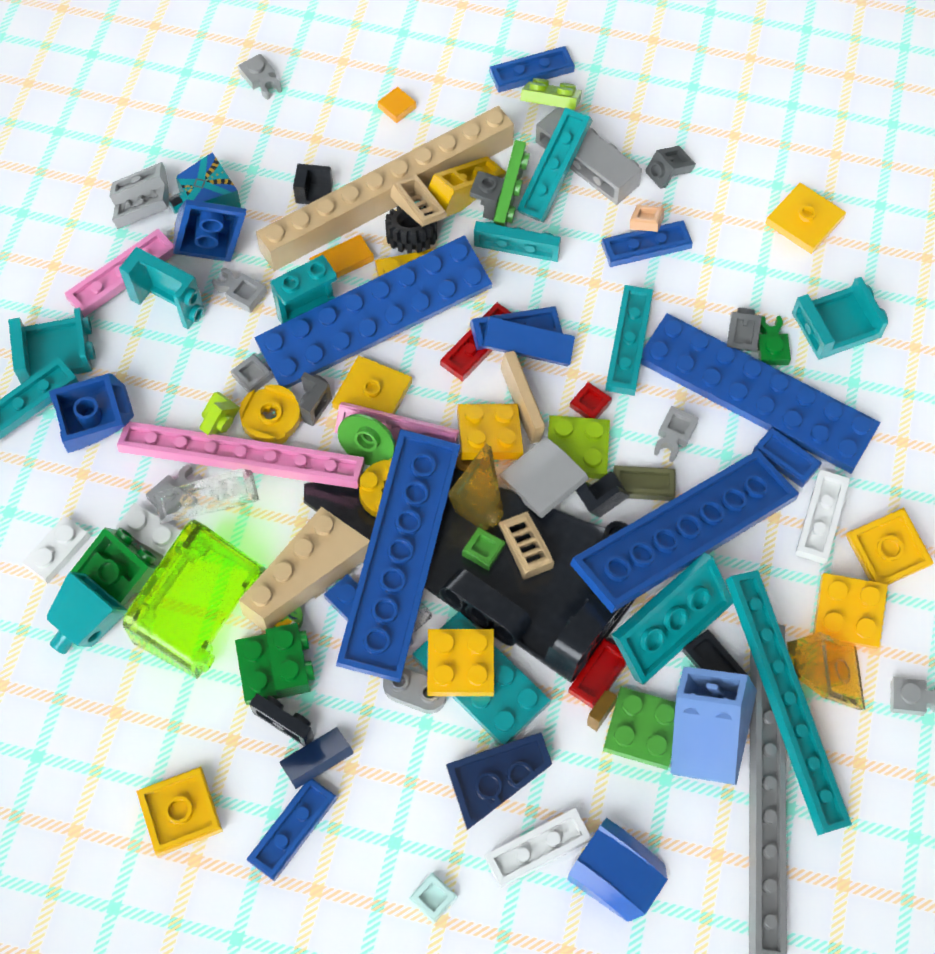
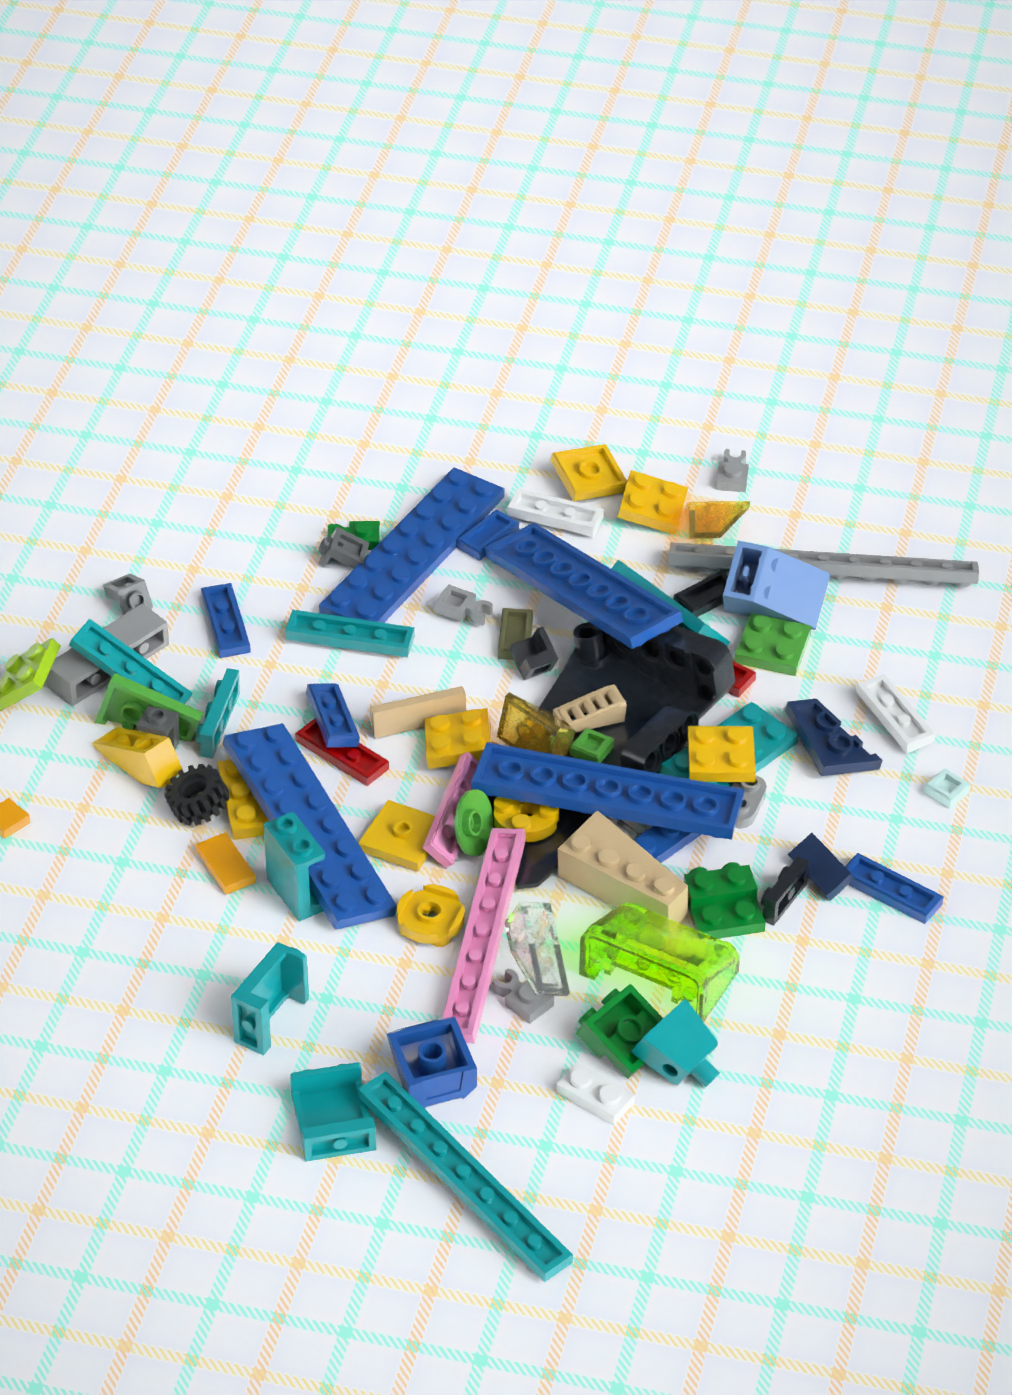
camera: 90 degrees left, 20 degrees down
(107, 280) = (232, 1055): bright pink plate -> none
(139, 195) = (122, 1039): light grey slope -> none
(148, 531) = (563, 1019): white plate -> none
(179, 811) = (883, 968): yellow plate -> none
(205, 183) = (117, 980): torso -> none
(207, 230) = (192, 961): blue slope -> none
(218, 414) = (435, 950): lime bracket -> none
(241, 291) = (261, 942): light grey plate -> none
(252, 373) = (374, 936): light grey tile -> none
(311, 183) = (120, 891): black panel -> none
(315, 399) = (412, 871): dark grey bracket -> none
(370, 194) = (138, 819): tan brick -> none
(414, 186) = (170, 778): tan slope -> none
(528, 341) = (354, 701): blue tile -> none
(544, 477) = (522, 678): light grey slope -> none
(583, 441) = (479, 674): lime plate -> none
(590, 401) = (421, 668): red tile -> none
(601, 710) = (763, 663): pearl gold tile -> none
(619, 872) = (911, 663): blue slope -> none
(647, 218) = (197, 613): light nougat tile -> none
(788, 703) = (706, 542): teal plate -> none
(805, 218) = (204, 502): yellow plate -> none
(840, 319) = (333, 483): teal panel -> none

